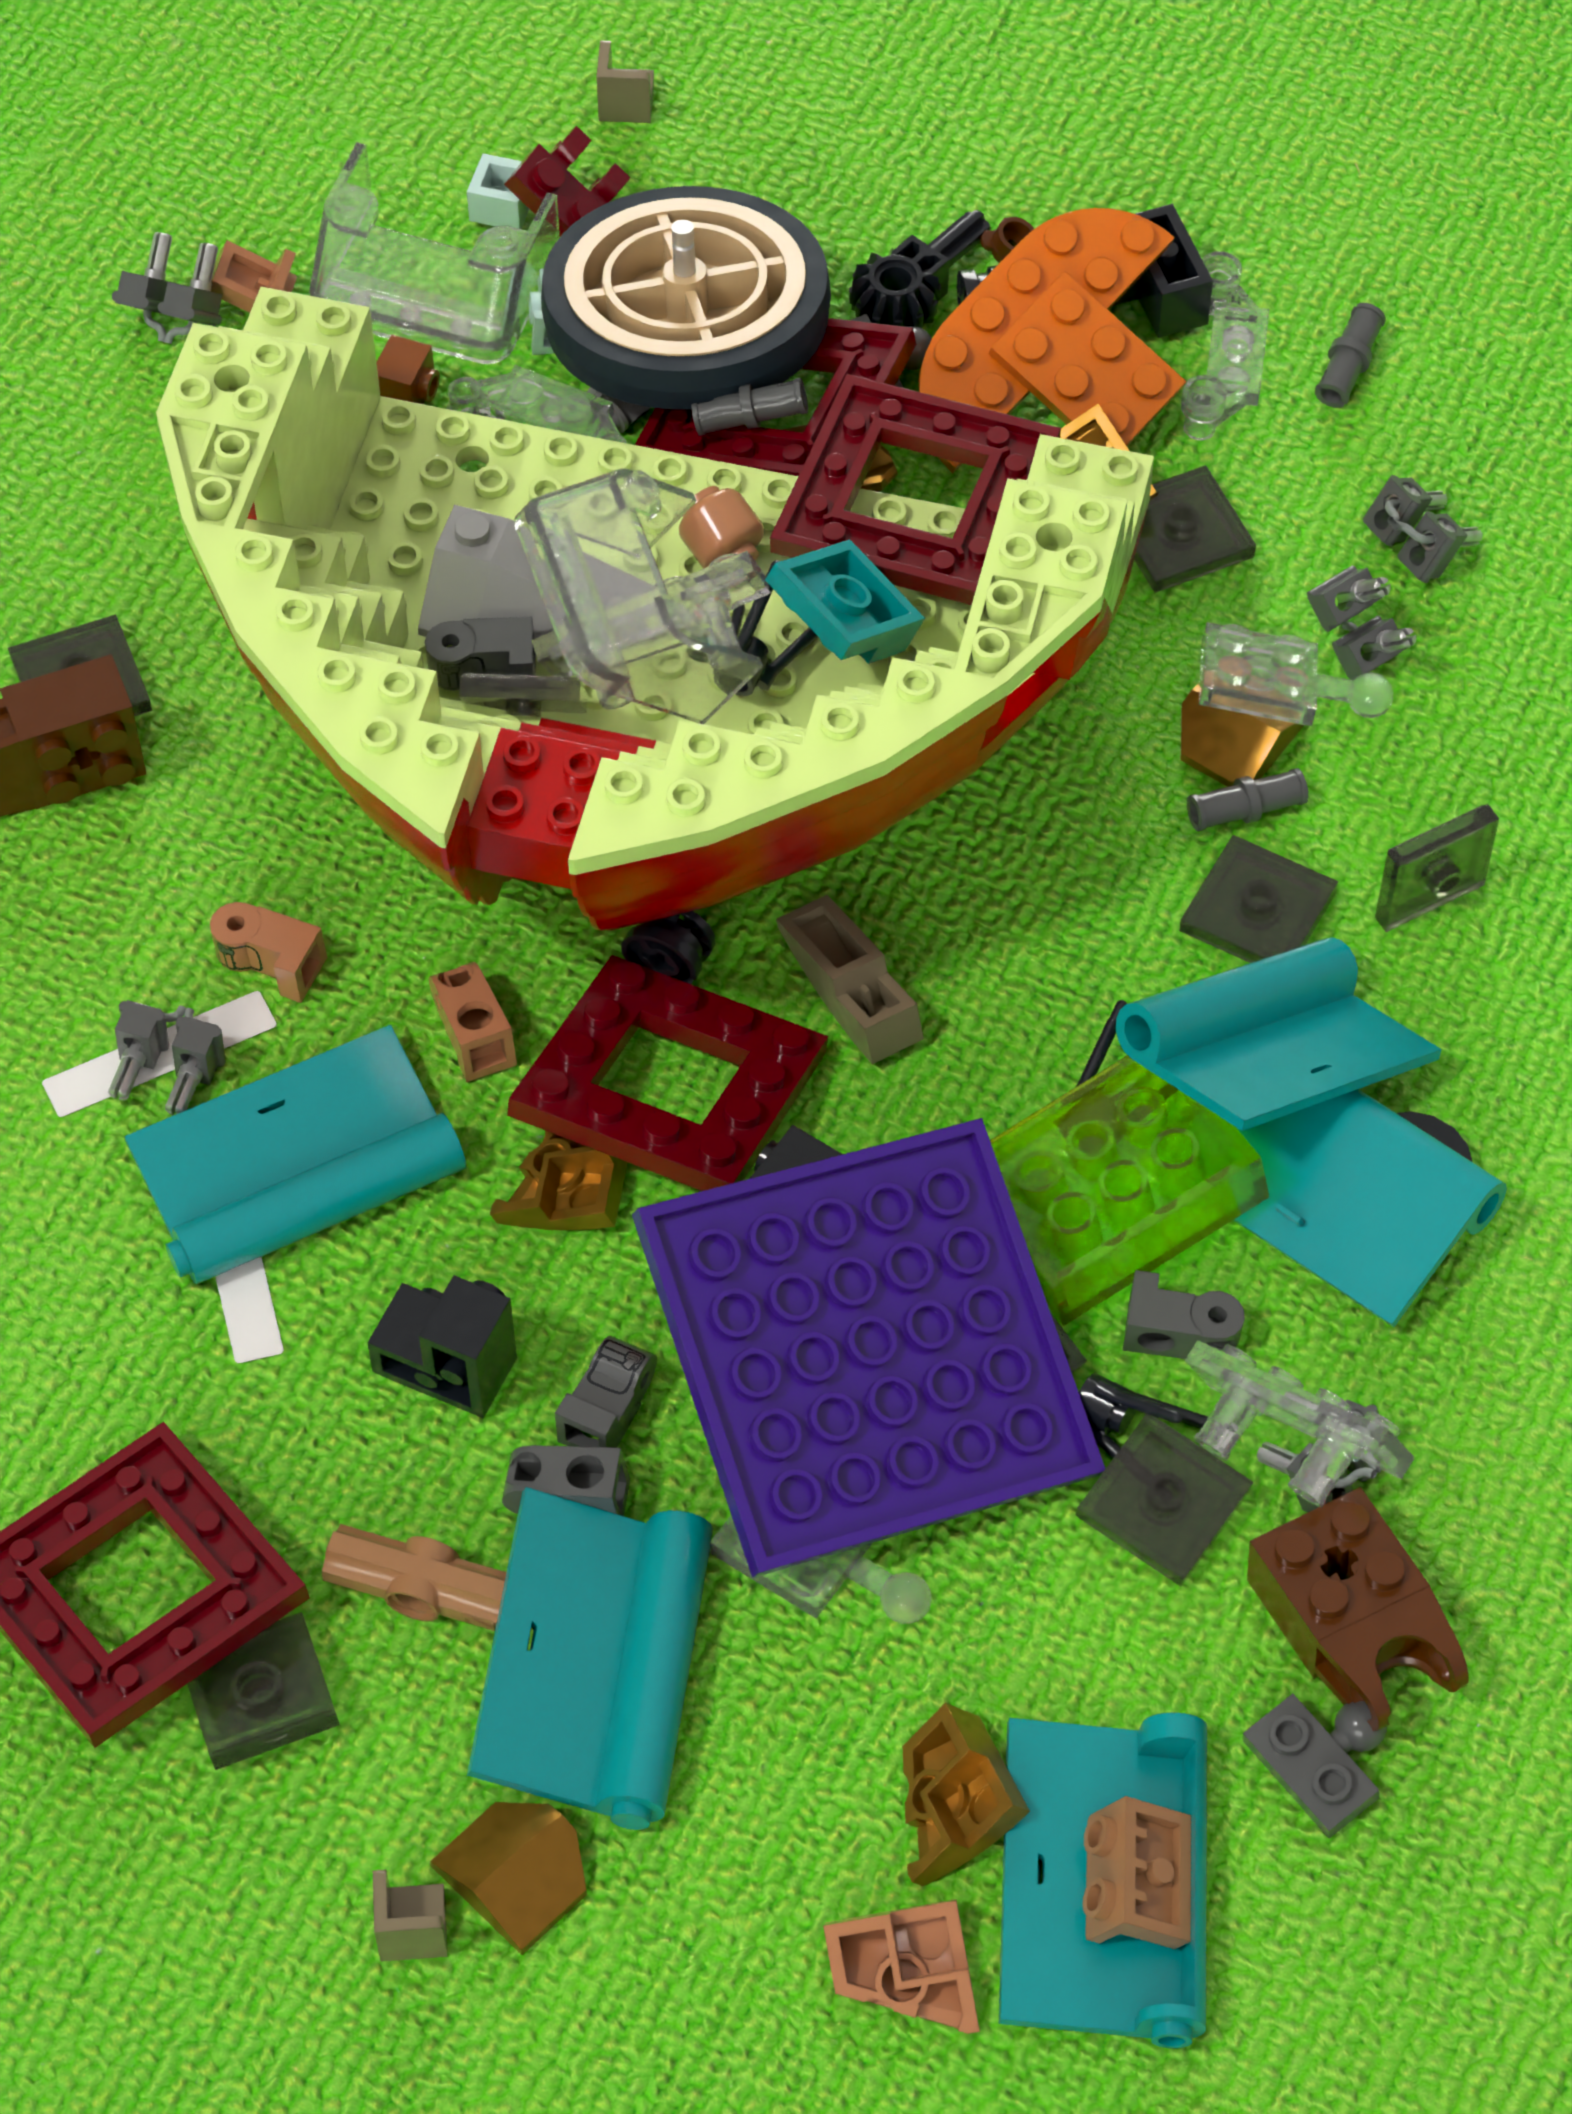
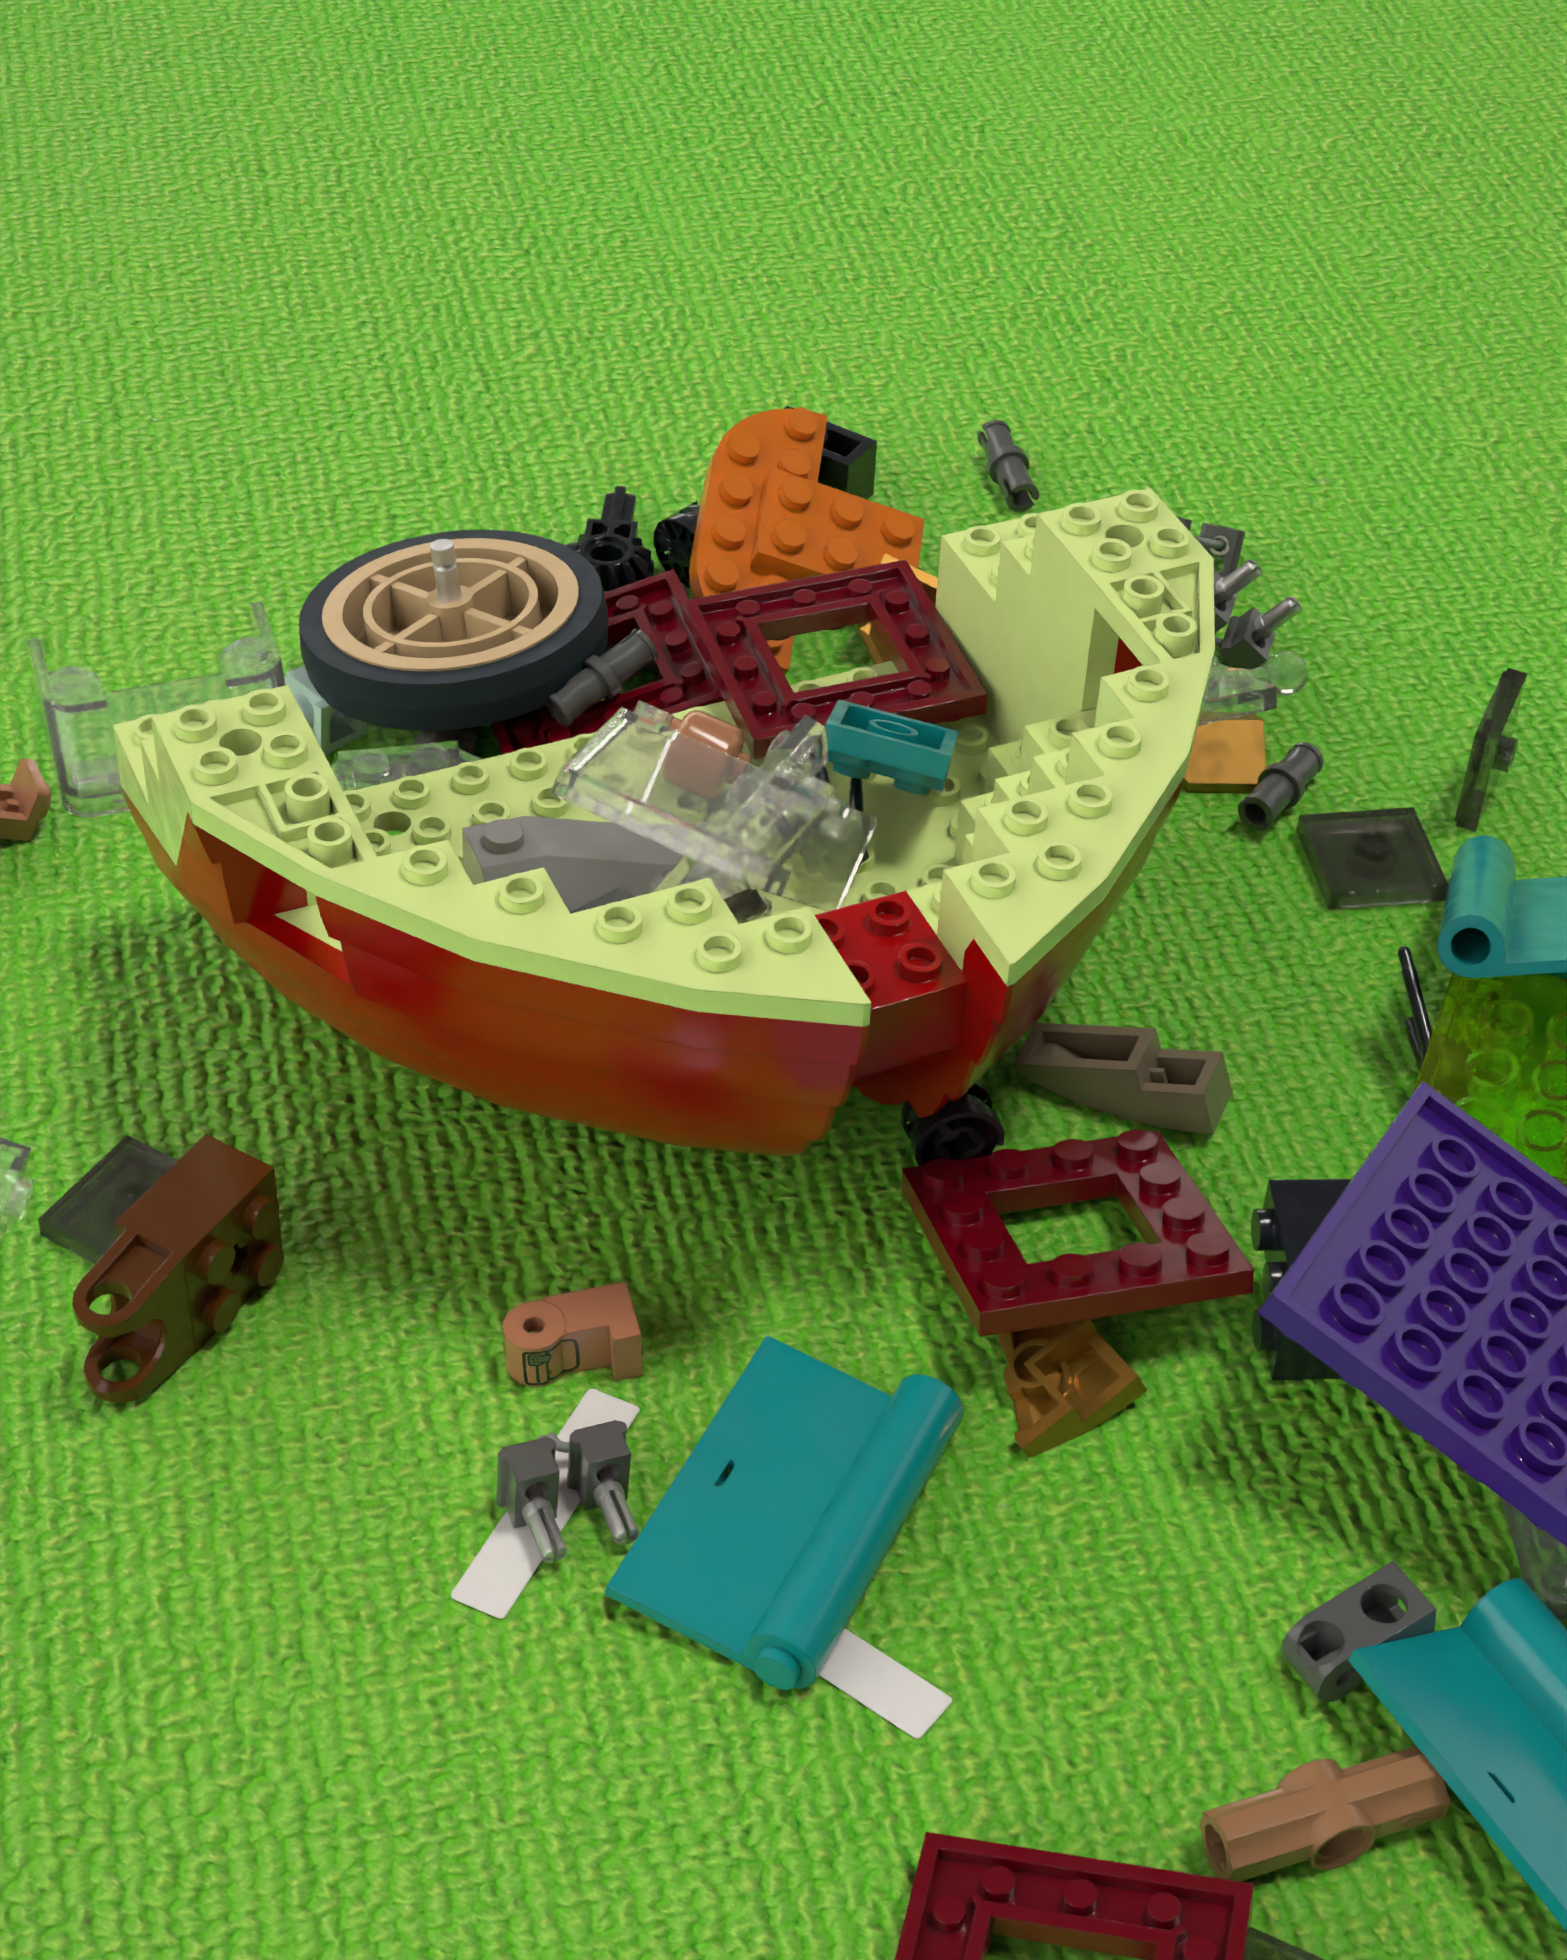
camera: 40 degrees left, 15 degrees down
(447, 1342) = (1130, 1584): black brick -> none
(473, 1021) = (837, 1287): nougat leg -> none
(490, 199) = (181, 641): light aqua plate -> none
(548, 173) = (227, 609): dark red plate -> none
(606, 1395) = (1306, 1538): dark grey leg -> none
(623, 93) = (214, 530): dark tan panel -> none
(1005, 237) = (661, 499): reddish brown plate -> none
(1234, 352) = (919, 492): clear plate -> none

